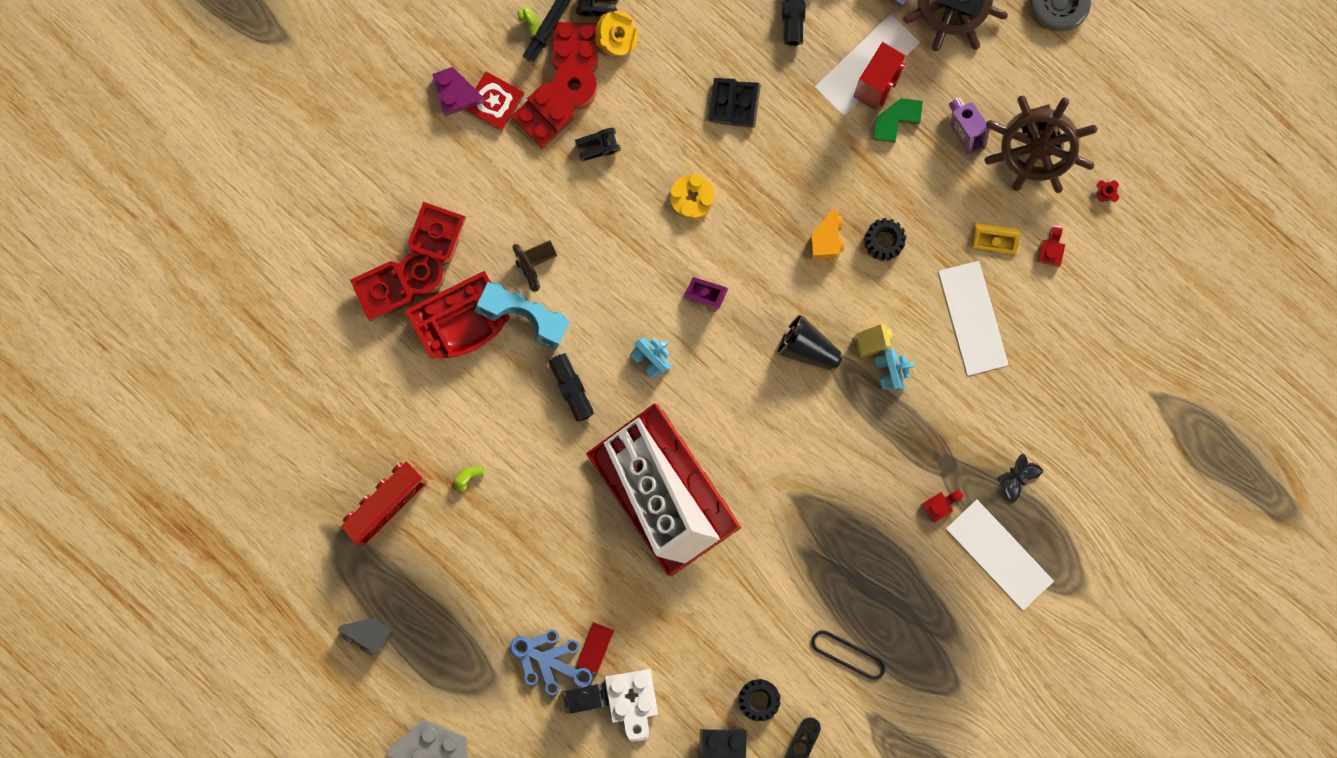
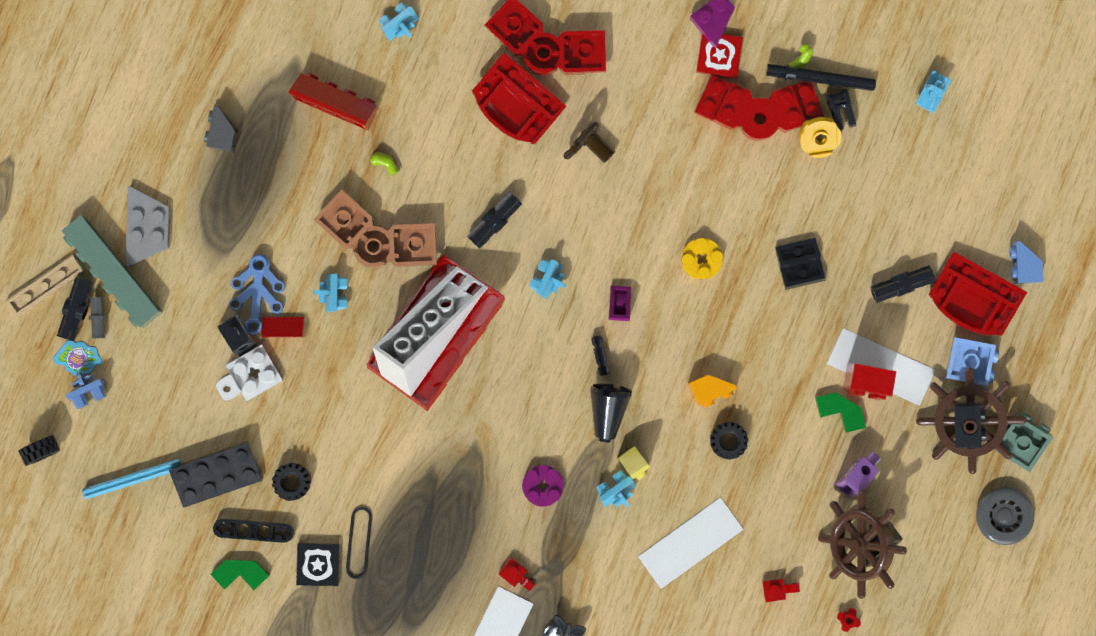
camera: 75 degrees right, 5 degrees up
(332, 405) = (400, 24): none -> medium azure hips
(524, 533) = (354, 229): none -> nougat plate
(548, 326) = (538, 180): medium azure arch -> none
(578, 584) = (329, 290): none -> medium azure hips
(598, 138) = (714, 166): black piece -> none
(750, 334) = (600, 355): none -> black axle
(855, 705) = (317, 564): none -> black tile
(871, 436) = (551, 477): none -> magenta plate
(996, 238) = (768, 537): yellow slope -> none

